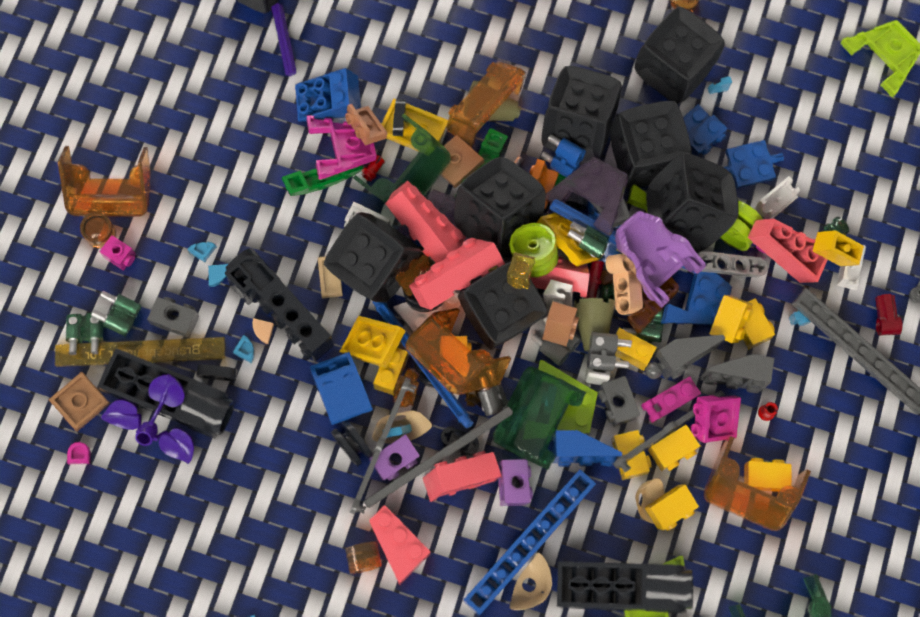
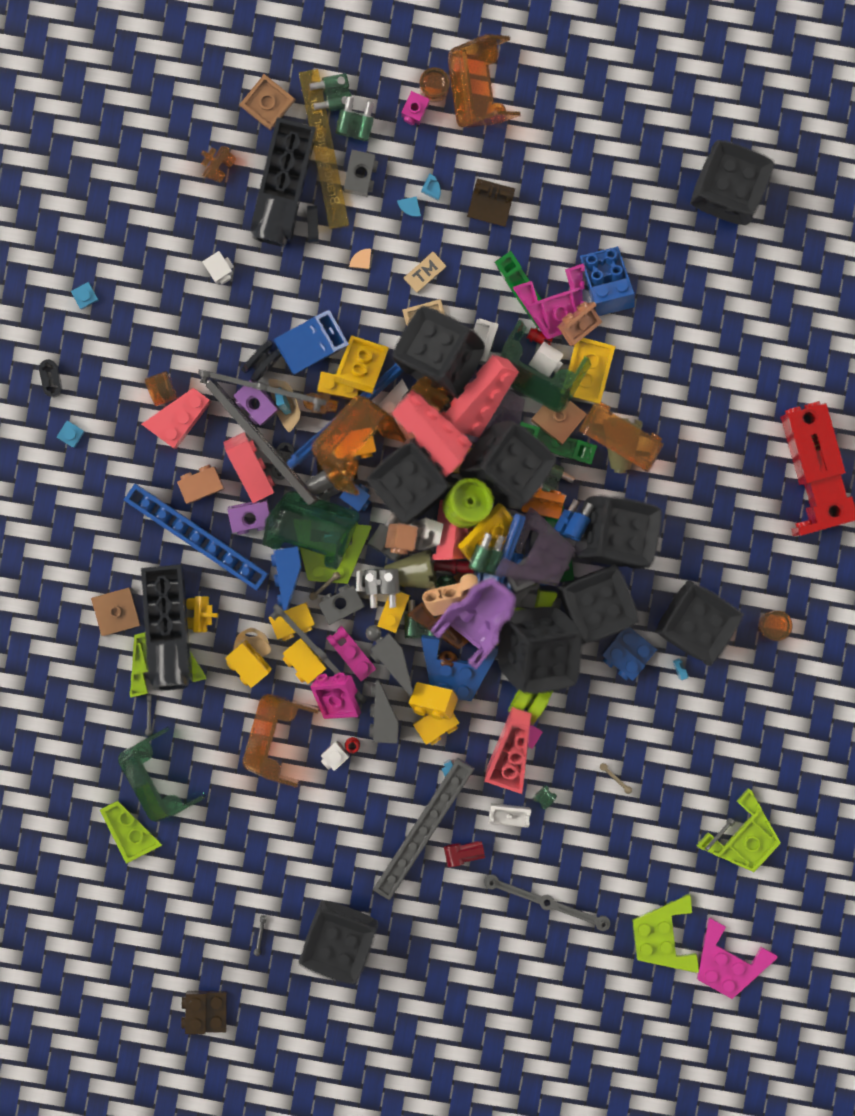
camera: 80 degrees right, 15 degrees up
(78, 454) = (219, 112): dark pink tile -> none
(124, 414) = (240, 199): dark purple plant -> none
(129, 465) = (222, 156): none -> clear orange hips
(228, 194) = (491, 202): none -> dark brown hinge
(244, 477) = (219, 268): none -> white brick
(245, 349) = (340, 246): dark azure tile -> none
(266, 288) = (400, 255): black brick -> none
(284, 40) = (663, 226): dark purple axle -> none
(287, 269) = (424, 272): none -> tan tile
(395, 162) = (547, 360): none -> white brick
(398, 122) = (593, 354): black beam -> none
(473, 531) = (200, 484): none -> nougat brick
(513, 370) = (358, 501): none -> blue brick
(520, 270) = (436, 491): clear yellow bracket -> none
(540, 573) = (146, 542): tan piece -> none
(602, 550) = (202, 613): none -> yellow hips
(605, 430) = (313, 596): none -> dark tan hinge
(682, 303) = (447, 654): none -> reddish brown piece
(730, 264) = (491, 696): light grey beam -> none
(751, 163) = (601, 707): blue plate -> none
(767, 475) = (291, 750): yellow brick -> none
(777, 199) = (567, 738): white hinge -> none
(778, 431) = (334, 756): none -> white brick
(809, 171) = (604, 767): none -> dark tan hinge
(838, 248) = (516, 796): yellow brick -> none
(872, 63) = (730, 822): none -> dark grey piece

